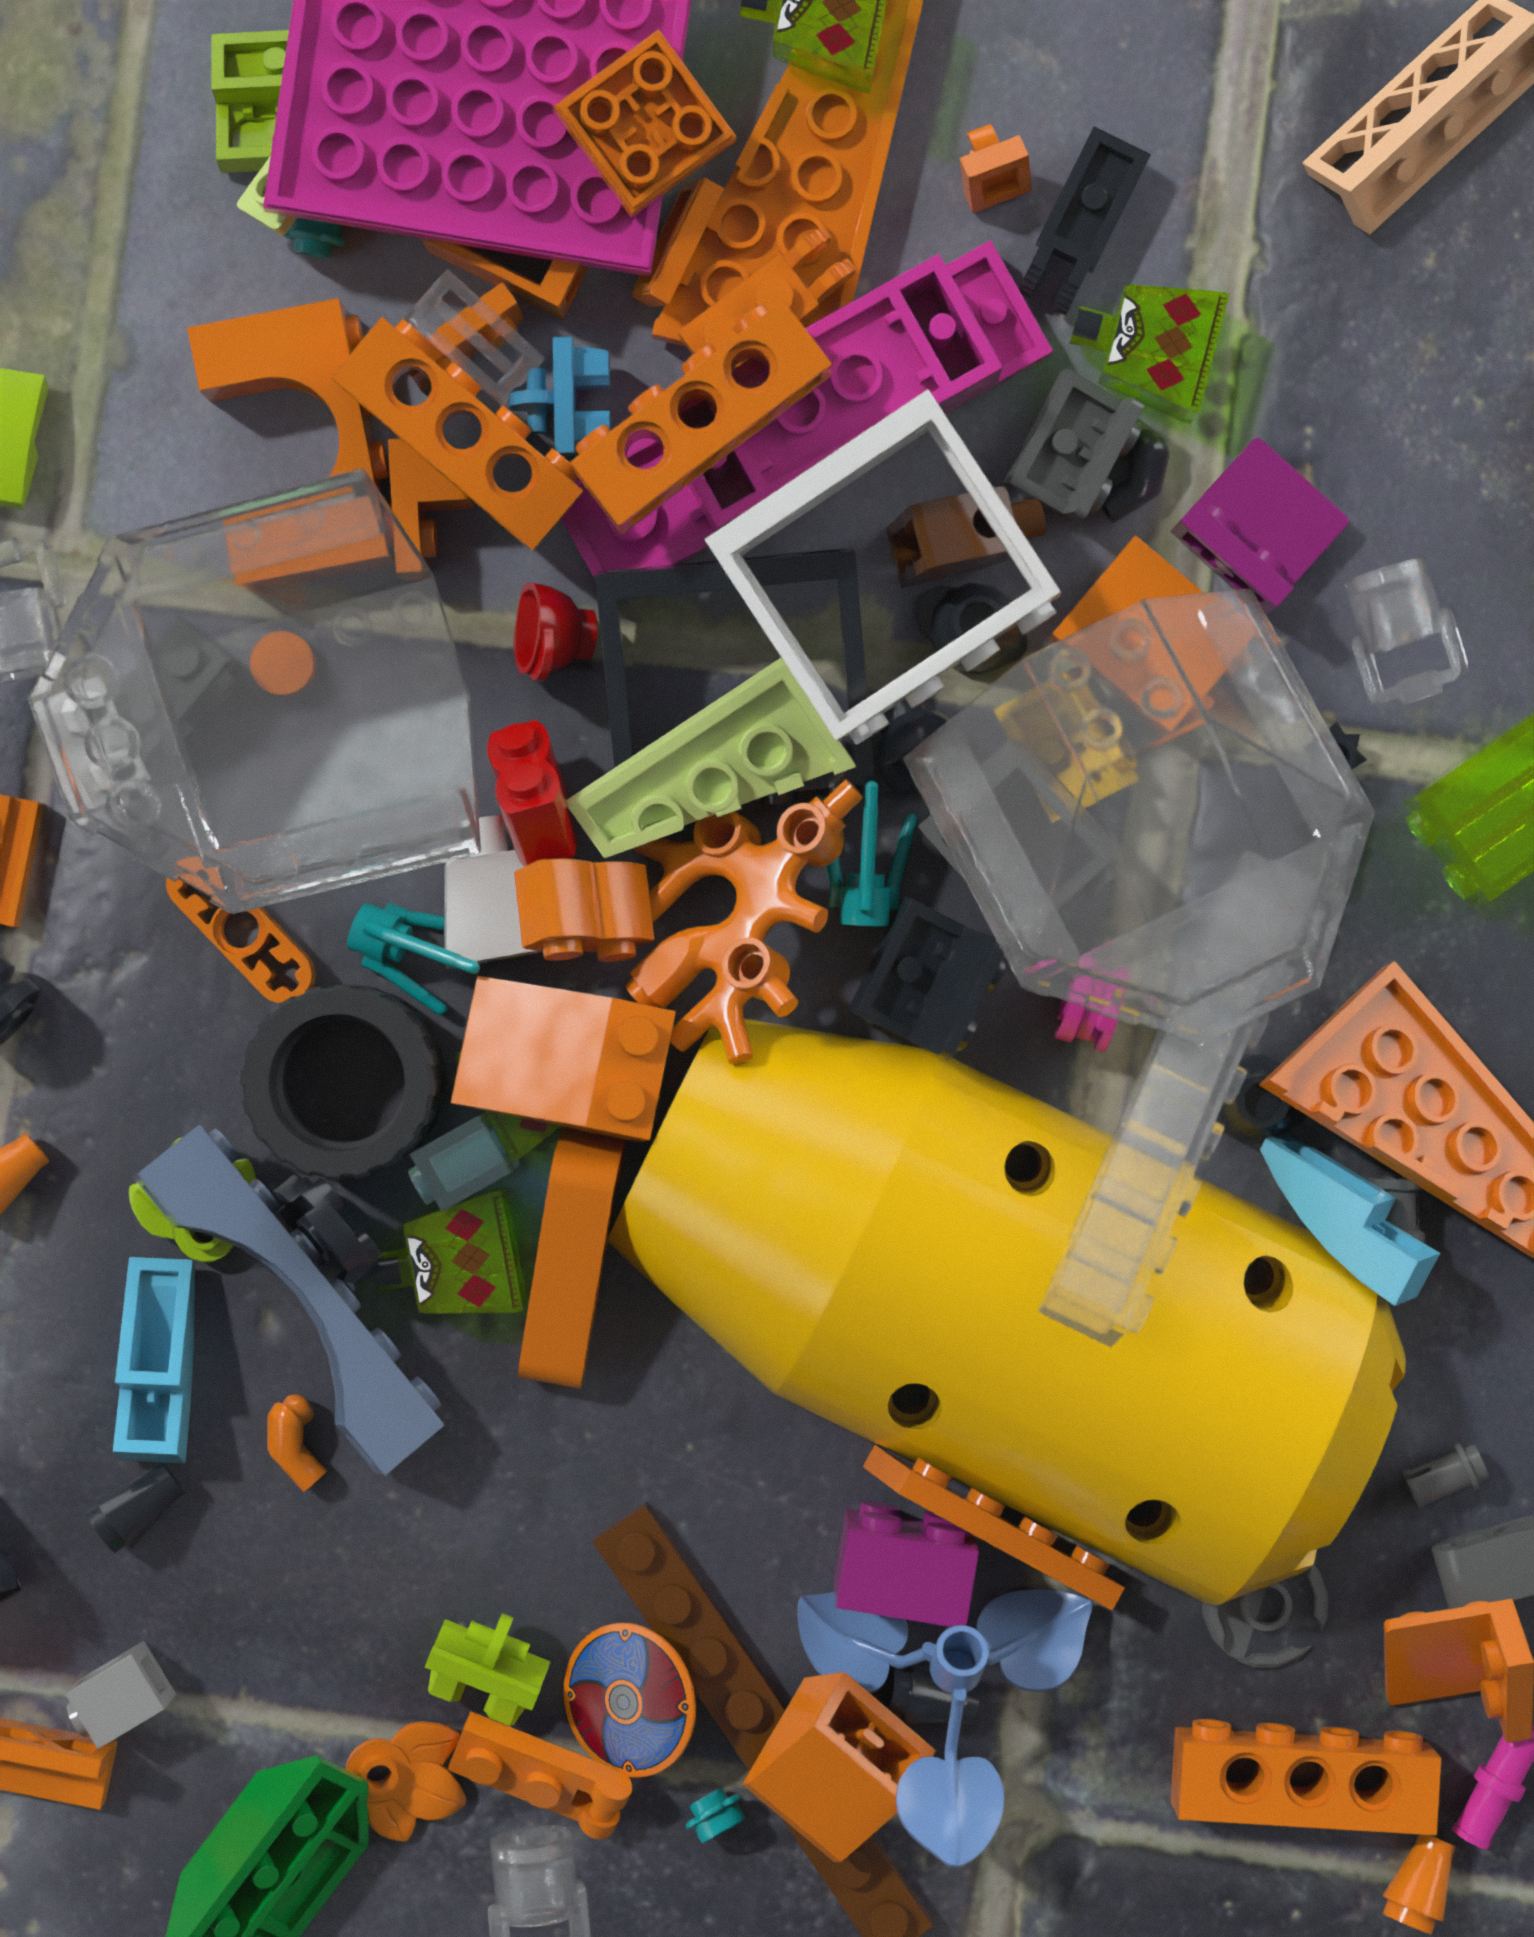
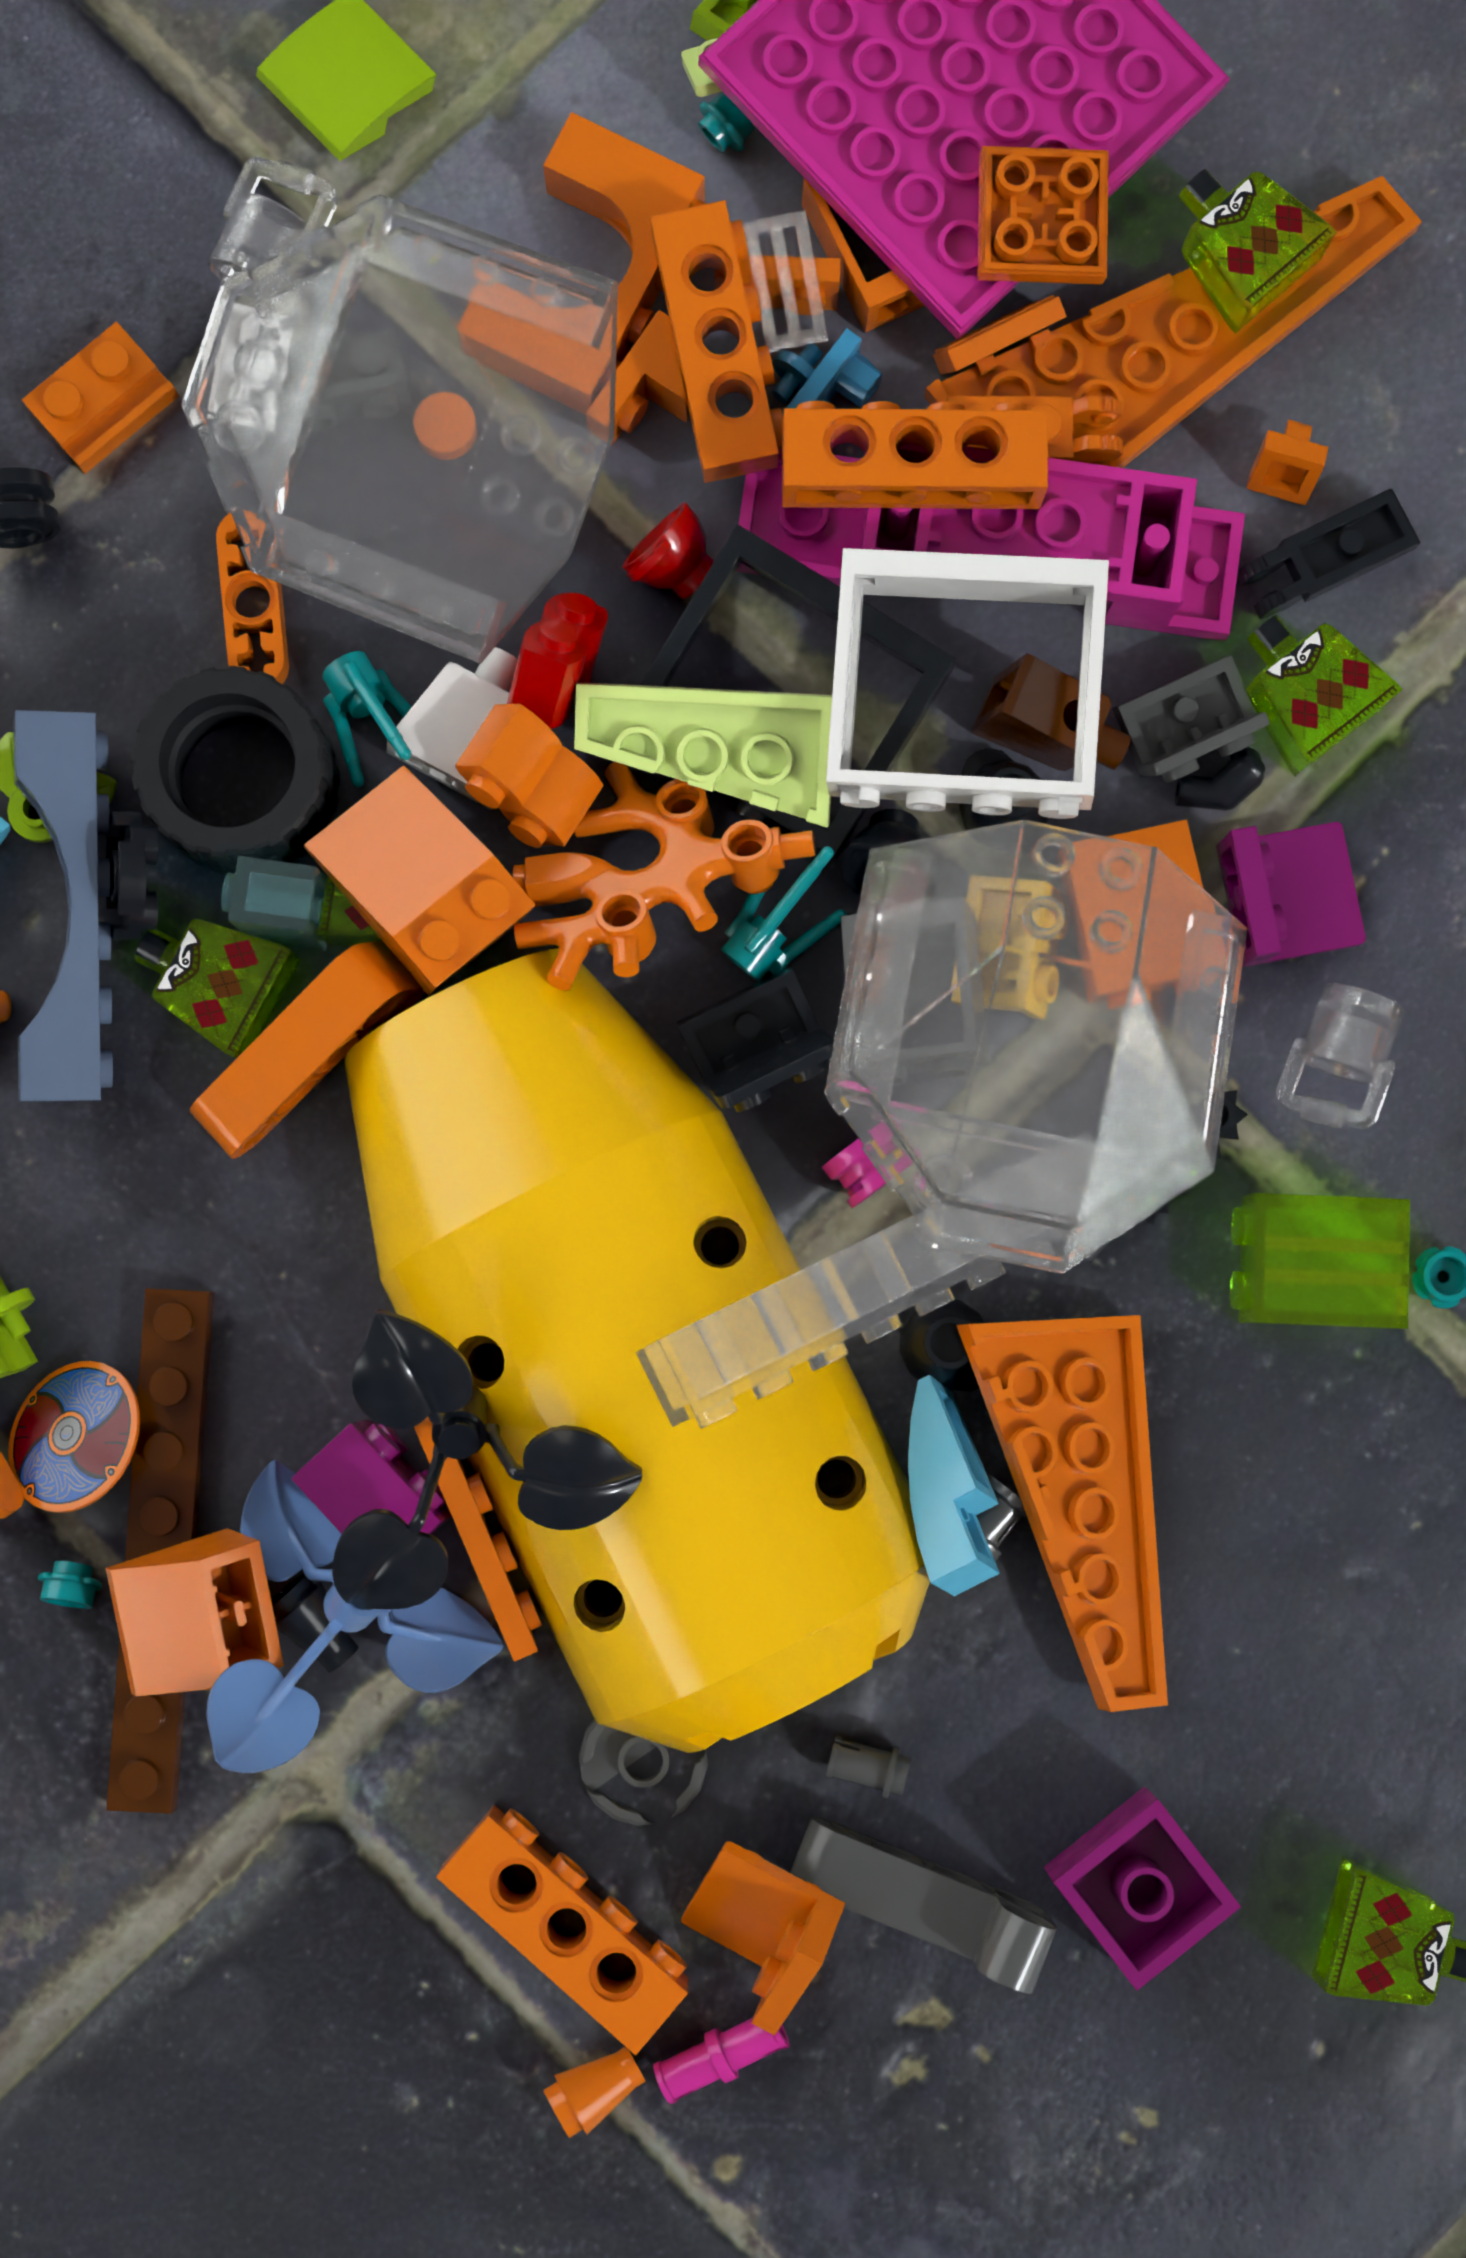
camera: 30 degrees right, 5 degrees down
(885, 1464) = (414, 1373): none -> black plant

